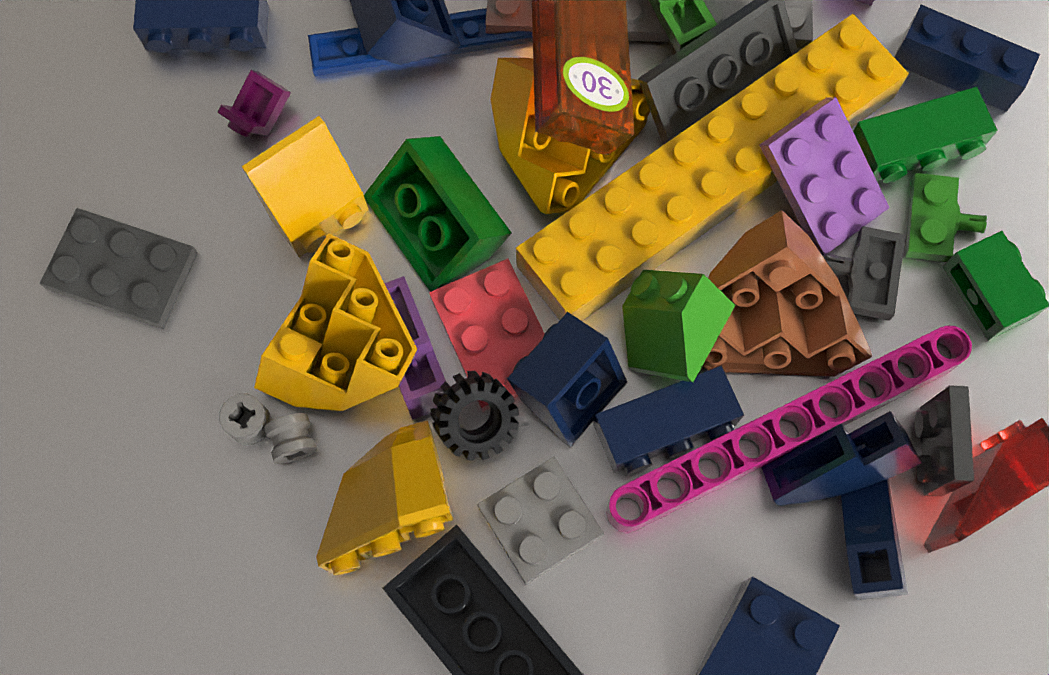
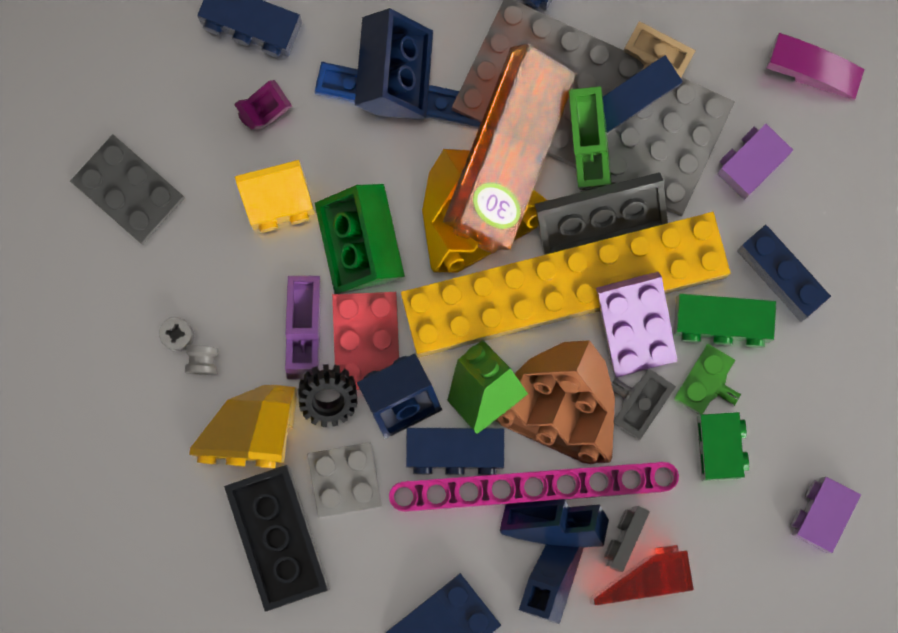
camera: 20 degrees right, 10 degrees up
(339, 338) = (259, 306): yellow brick -> none

